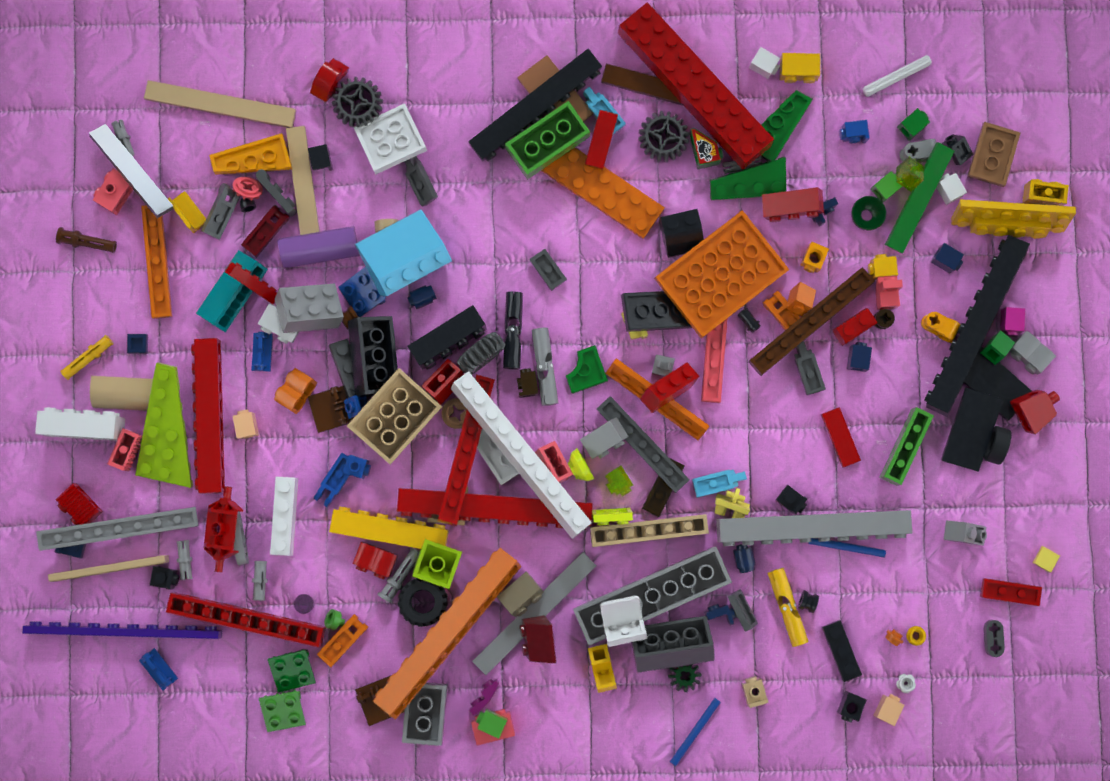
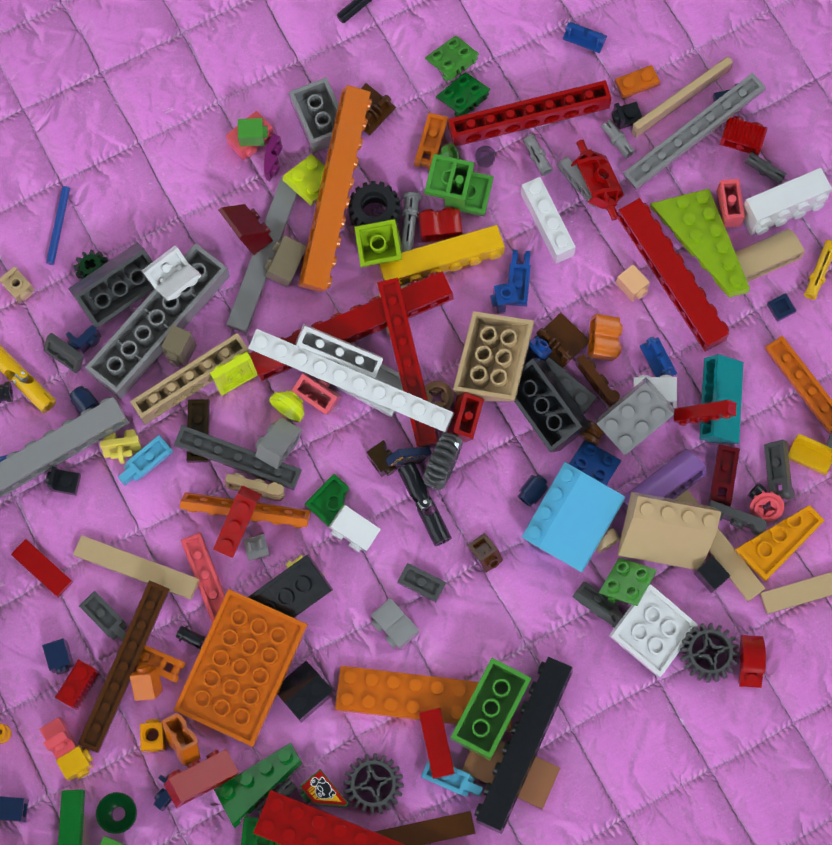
camera: 160 degrees right, 10 degrees down
(77, 468) = (765, 168): none -> dark grey pin
(114, 629) = (641, 48): dark purple plate -> none
(138, 604) = (637, 81): none -> orange plate
(320, 356) = (597, 381): none -> reddish brown plate
(334, 205) = (668, 531): none -> tan slope
(341, 584) = (459, 184): none -> bright green bracket
(389, 183) = (627, 582): none -> bright green hinge
(447, 337) = (484, 460): black brick -> none
(464, 660) = (306, 178): none -> neon yellow plate
(486, 267) = (485, 552): none -> reddish brown bracket
(509, 372) = (408, 455): none -> dark blue tile
(518, 484) = (339, 351): none -> white brick
(543, 357) = (376, 488): light grey piece -> none
(579, 337) = (354, 529): none -> white brick
(585, 247) = (395, 624): none -> light grey brick
(602, 668) = (172, 232): yellow brick -> none
(618, 482) = (244, 411): clear neon green brick -> none
(639, 413) = (272, 491): none -> tan hinge
(646, 562) = (178, 346): none -> dark tan brick
(766, 397) = (135, 567): none -> tan tile
(794, 242) = (181, 739): none -> orange brick
(882, 322) = (52, 712): dark brown wheel -> none

